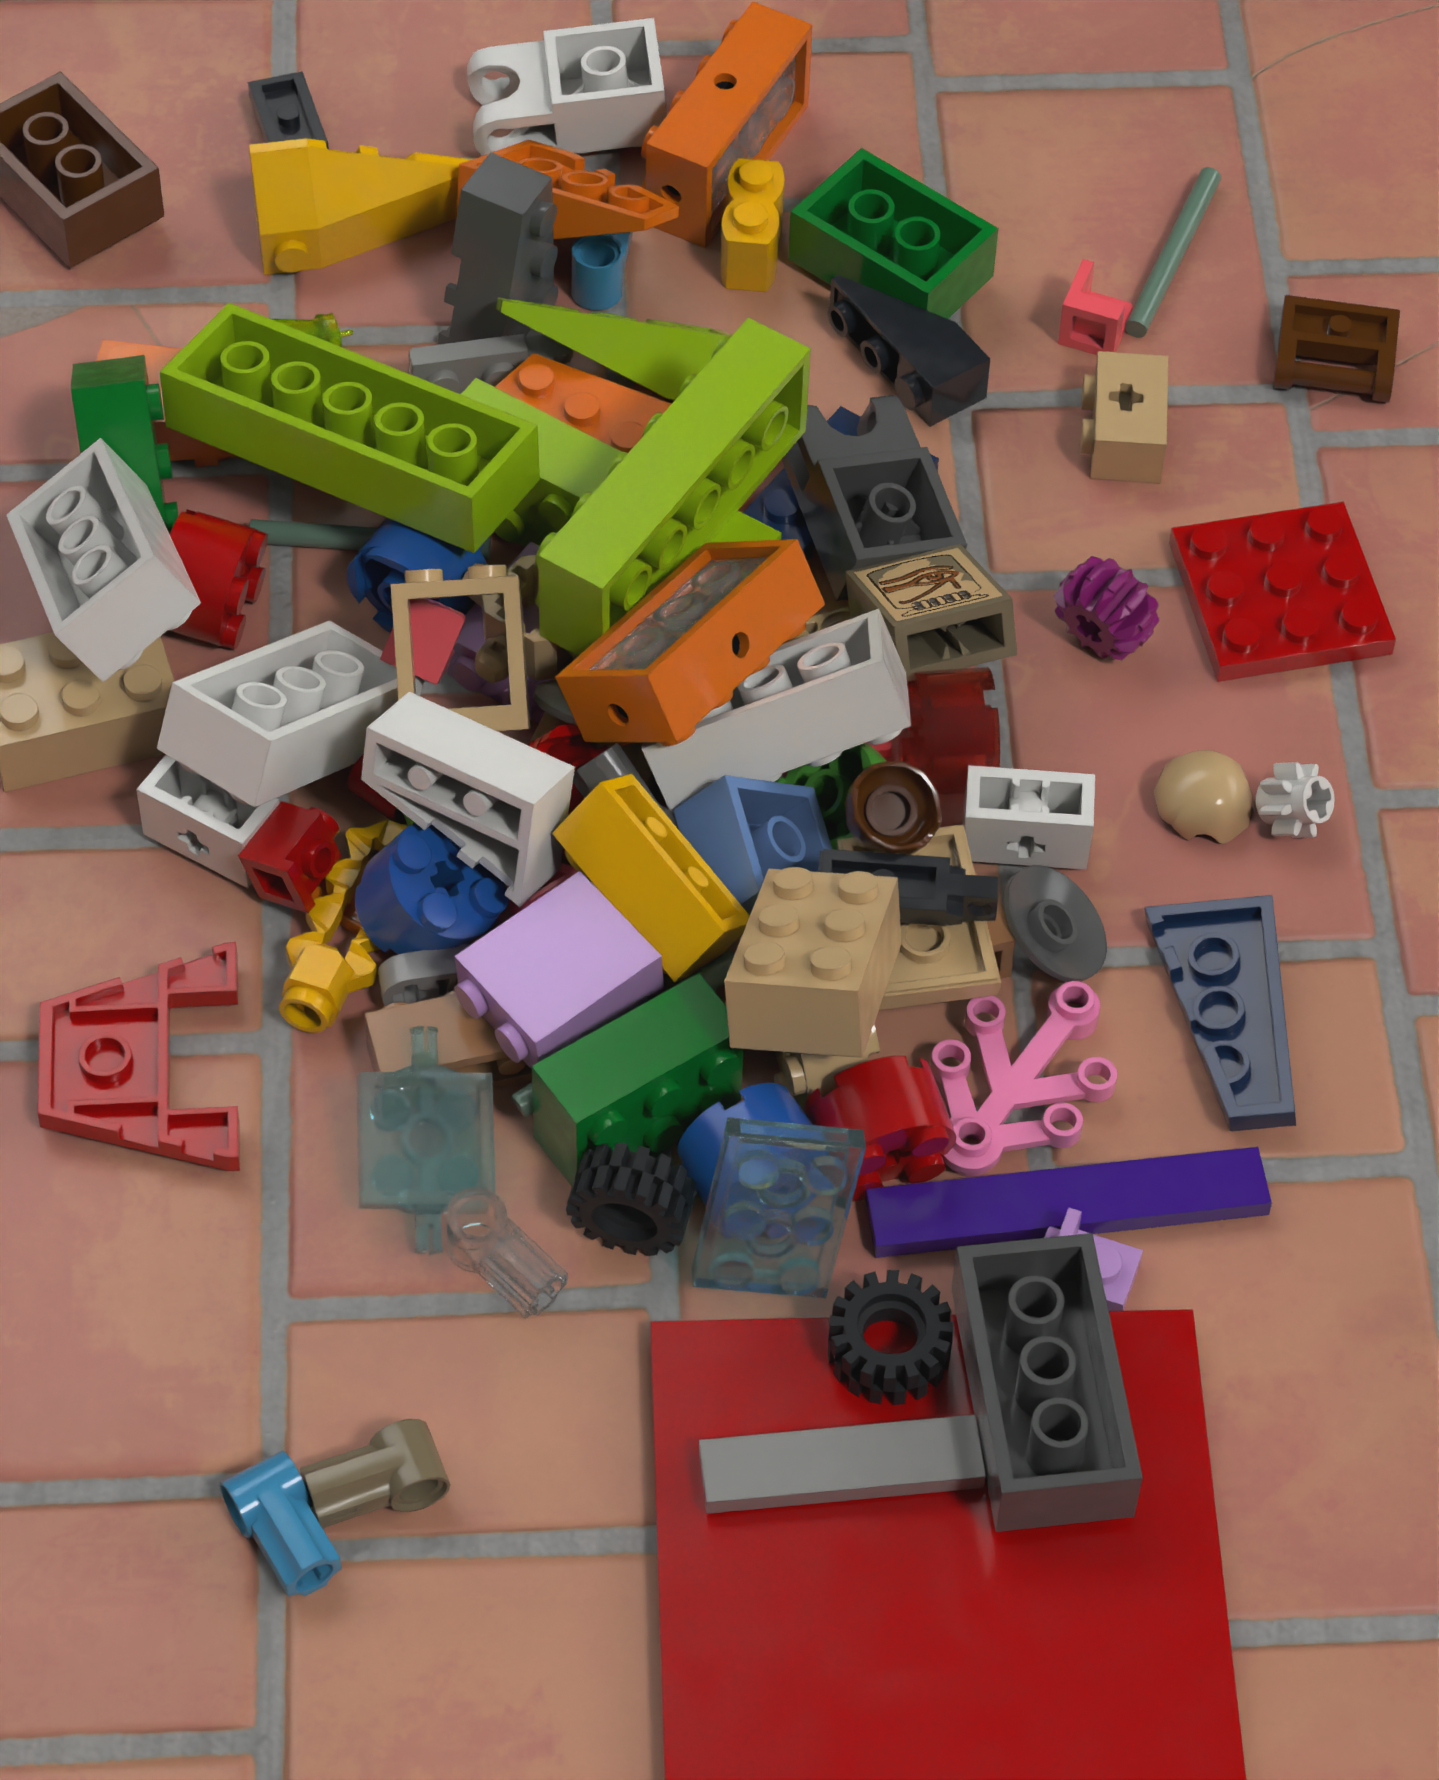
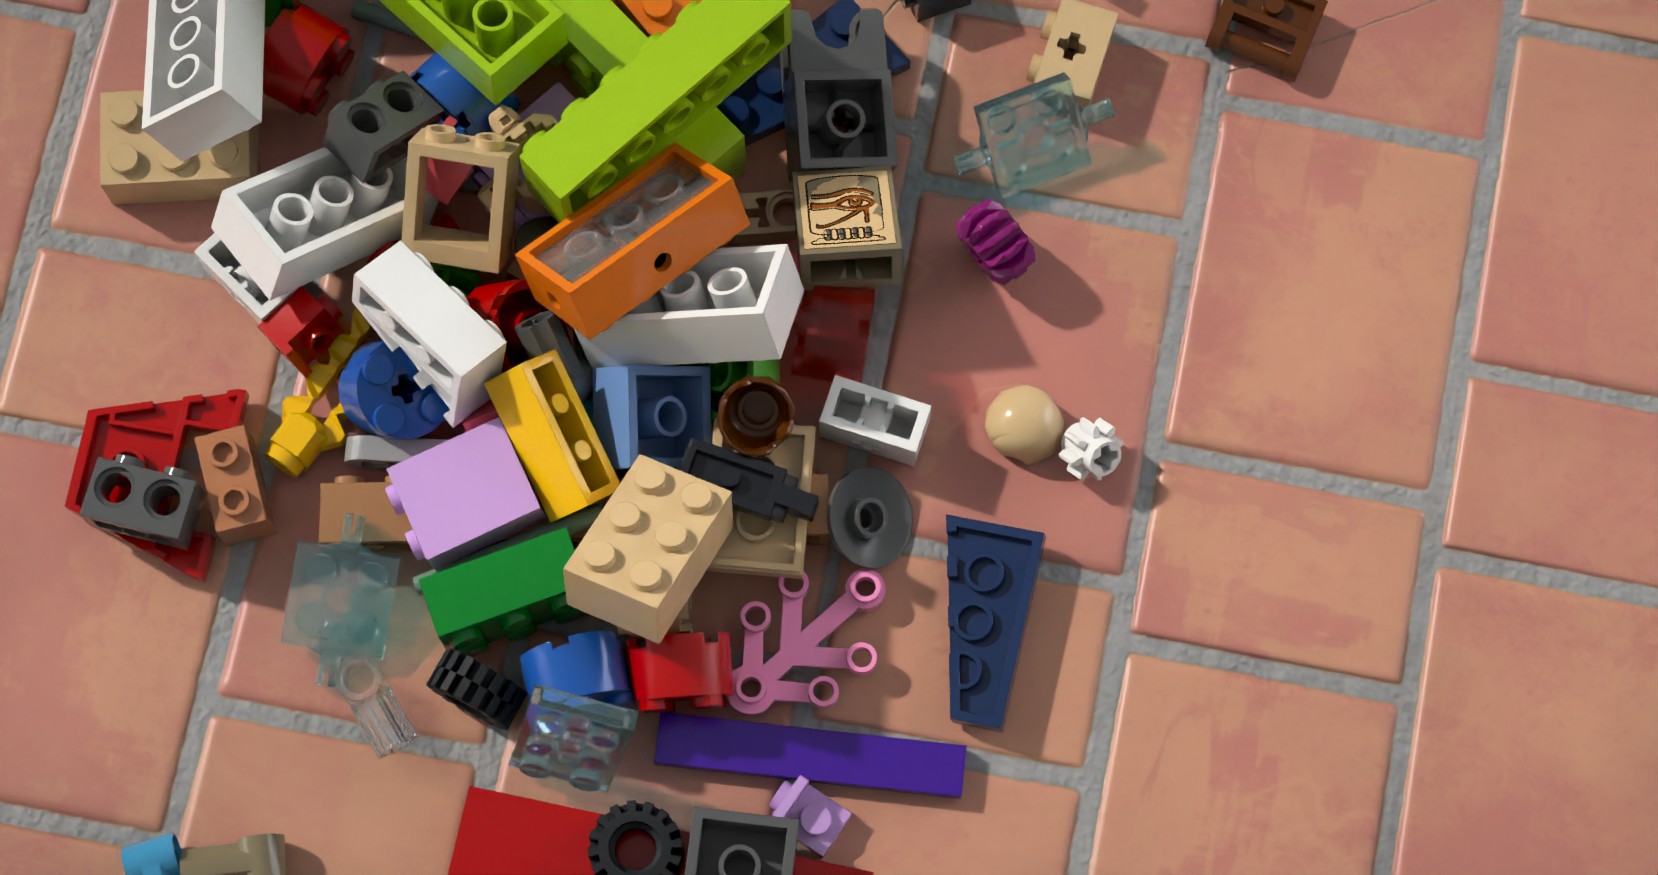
camera: 15 degrees right, 20 degrees up
(144, 1090) = (138, 513): none -> dark grey brick
(253, 1047) = (235, 485): none -> nougat brick
(334, 610) = (378, 125): none -> dark grey brick
(1113, 492) = (1033, 135): none -> clear light blue plate
(1281, 591) = (1148, 244): red plate -> none

